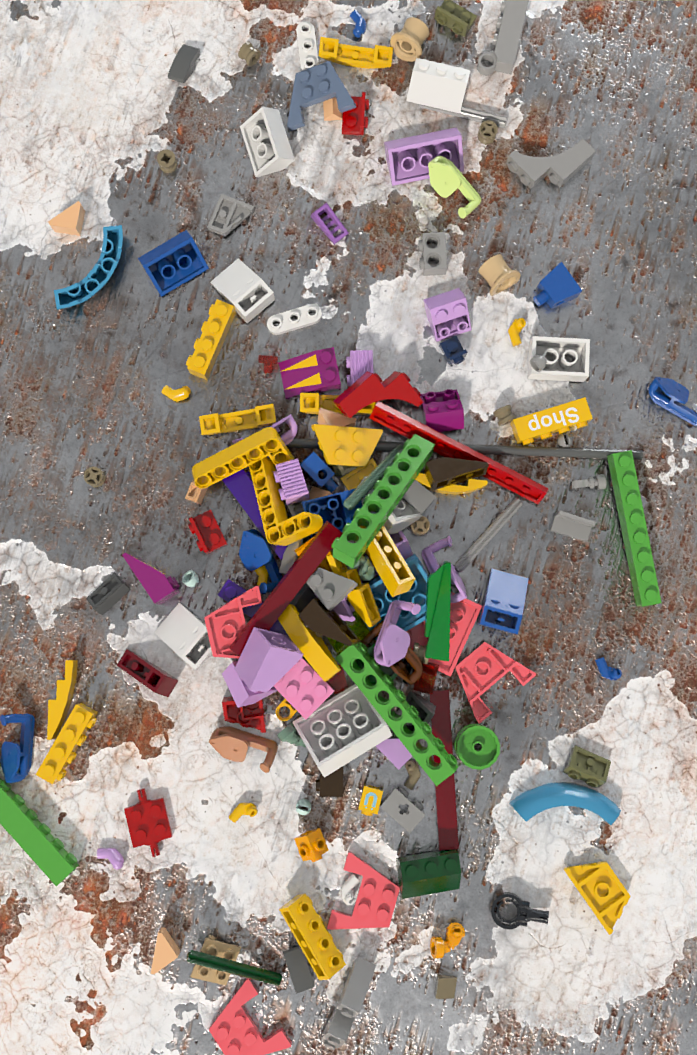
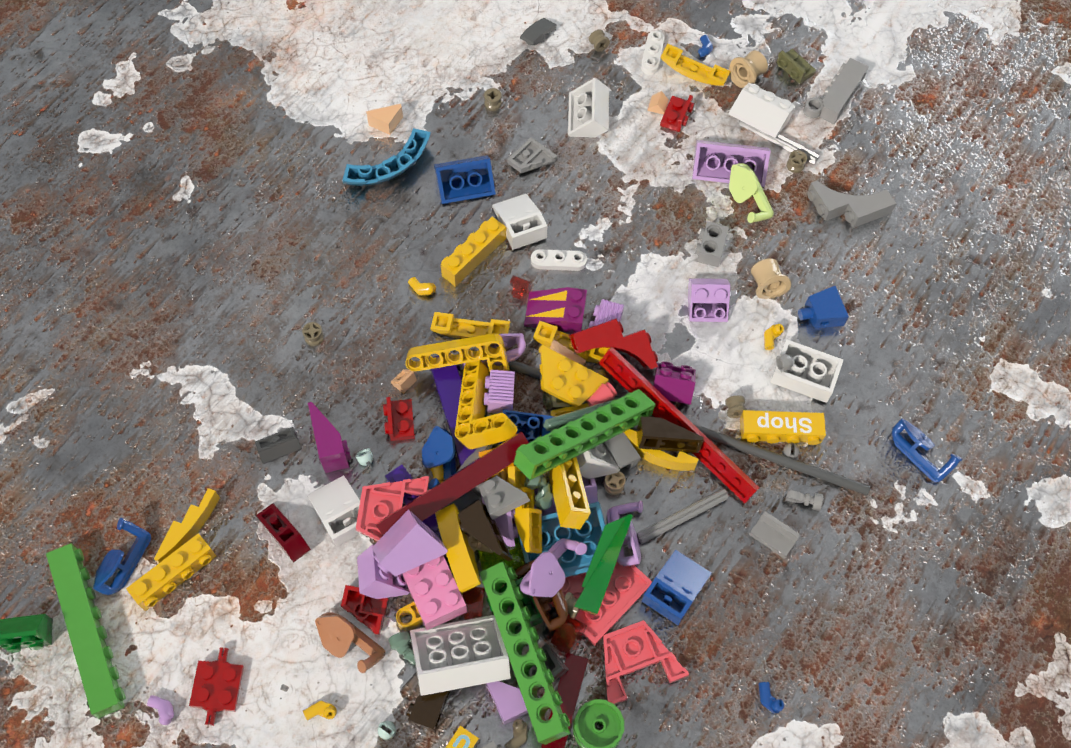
camera: 20 degrees right, 20 degrees down
(312, 465) = (527, 389): blue torso -> none
(313, 87) = (648, 80): sand blue wing -> none
(320, 222) = (621, 177): medium lavender slope -> none
(382, 449) = (604, 393): none -> coral cone
(453, 350) = (703, 333): dark blue bracket -> none
(634, 528) = (839, 559): bright green brick -> none

